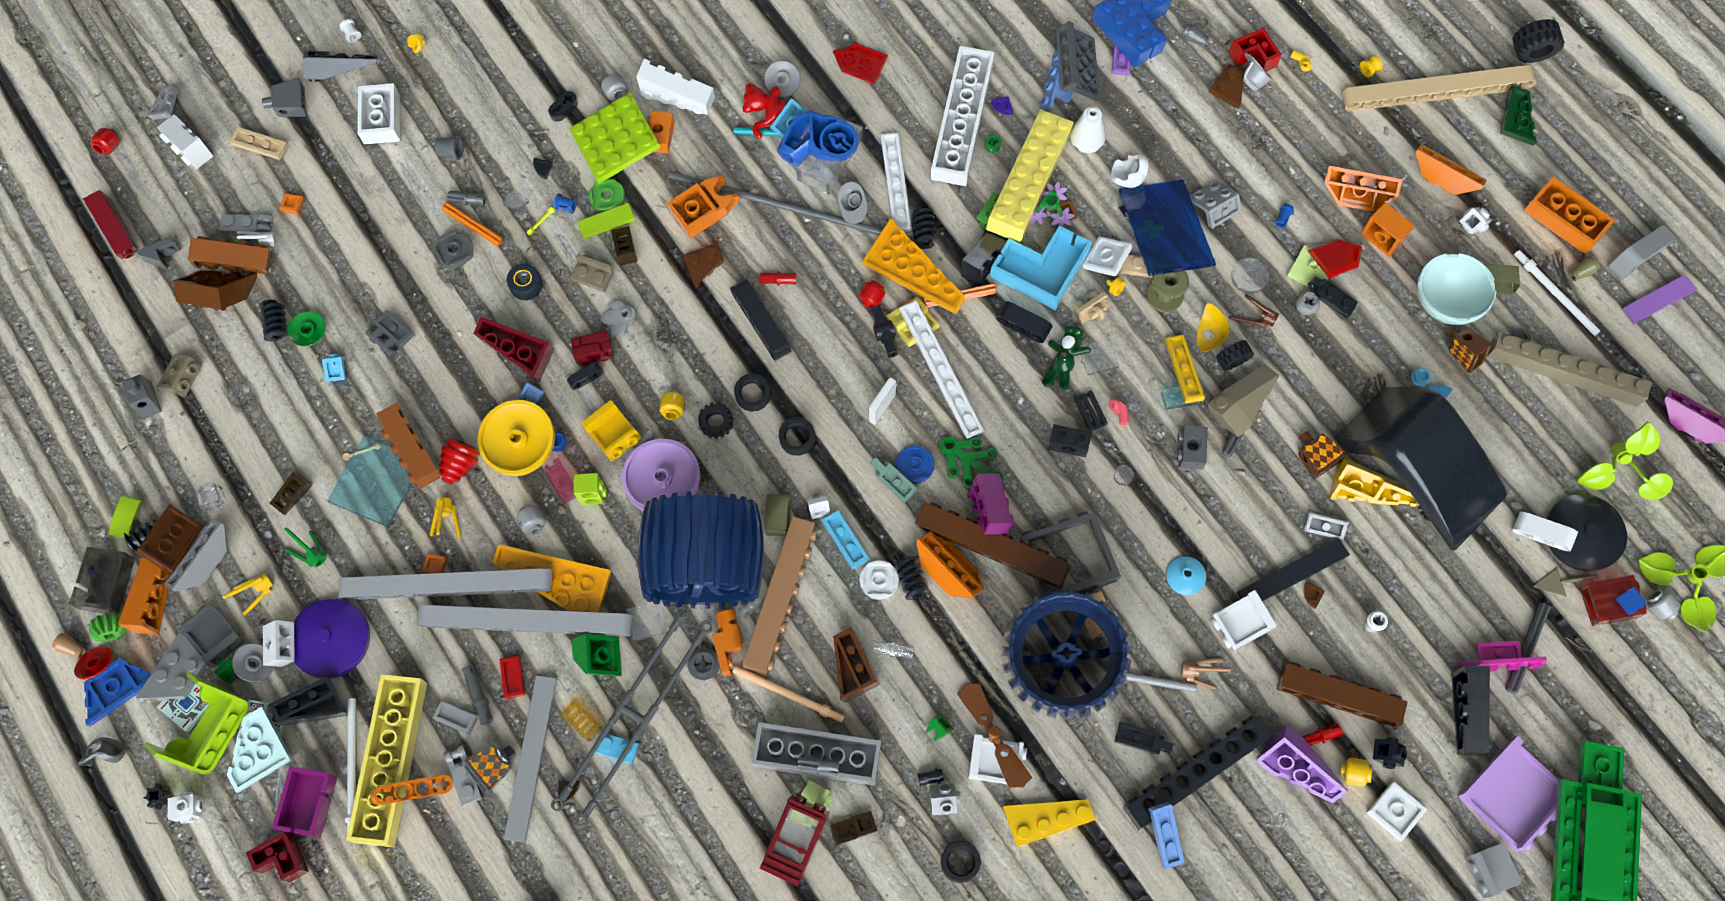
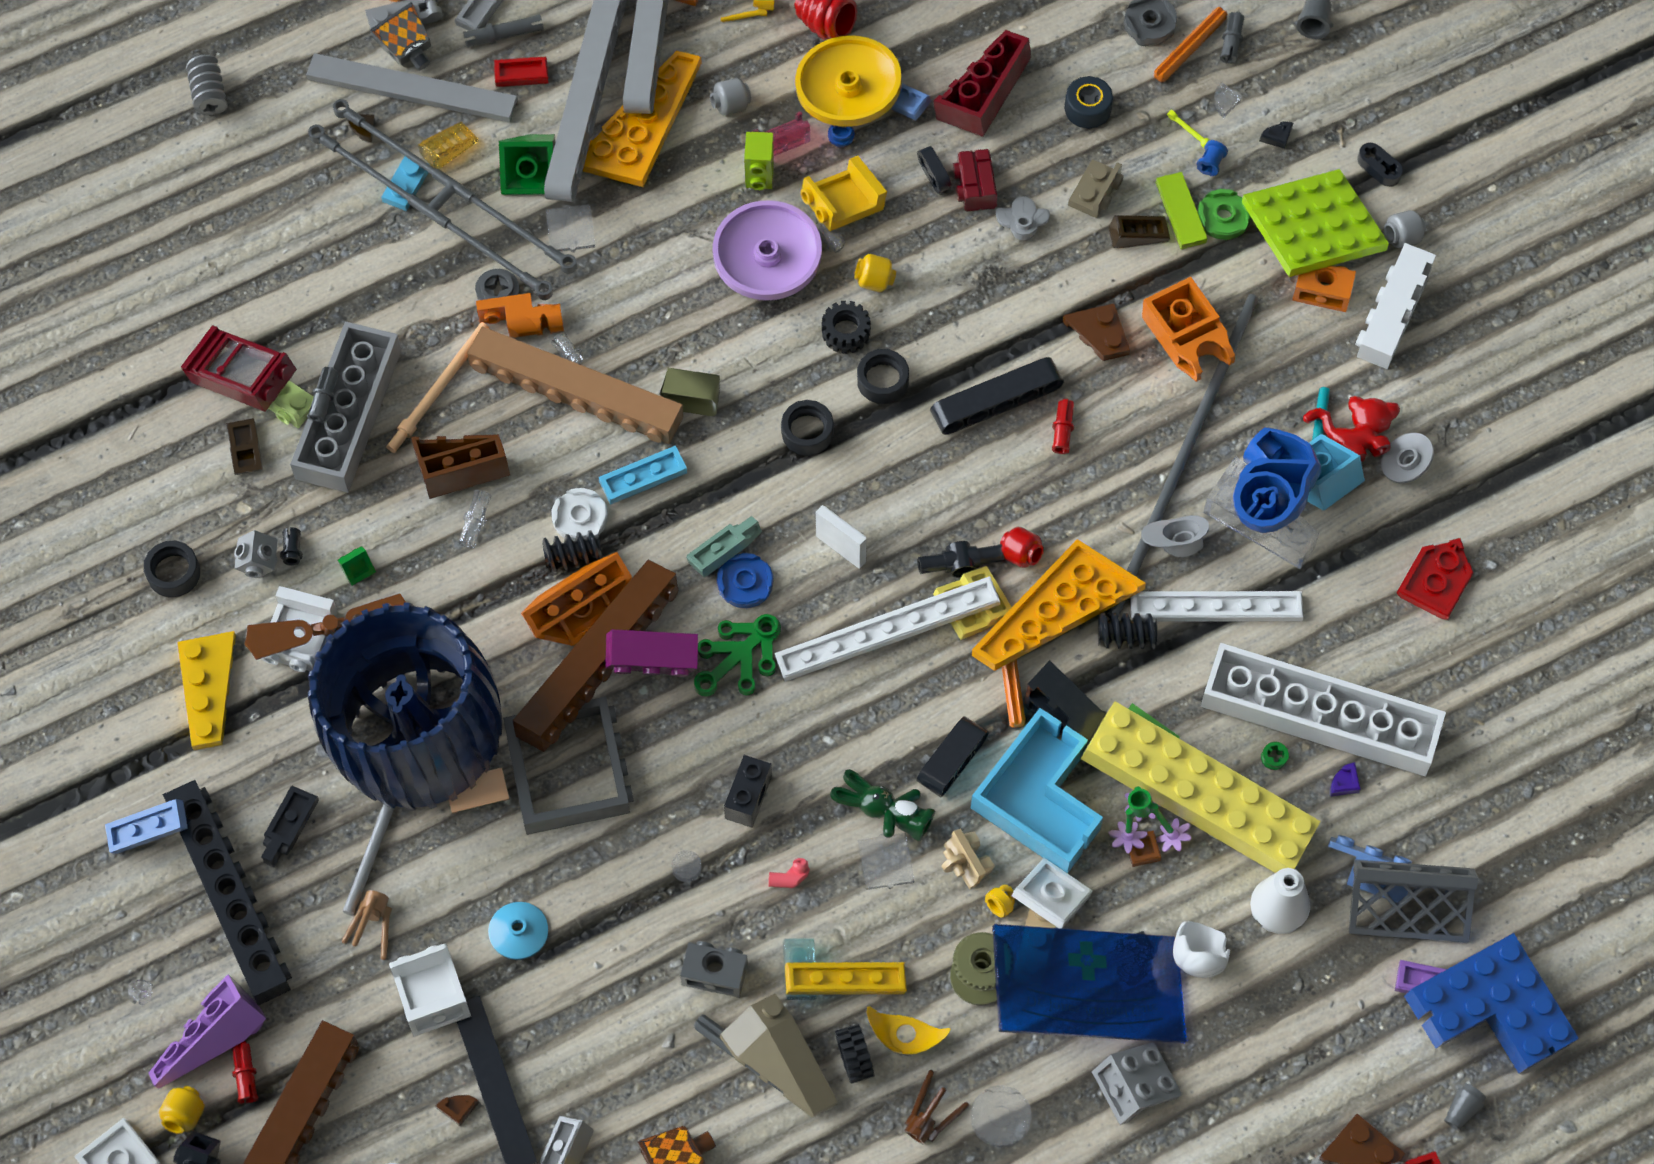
camera: 95 degrees right, 5 degrees down
(700, 550) = (627, 263): dark blue wheel -> none
(818, 507) = (696, 445): white tile -> none
(1084, 397) = (795, 823): black tile -> none

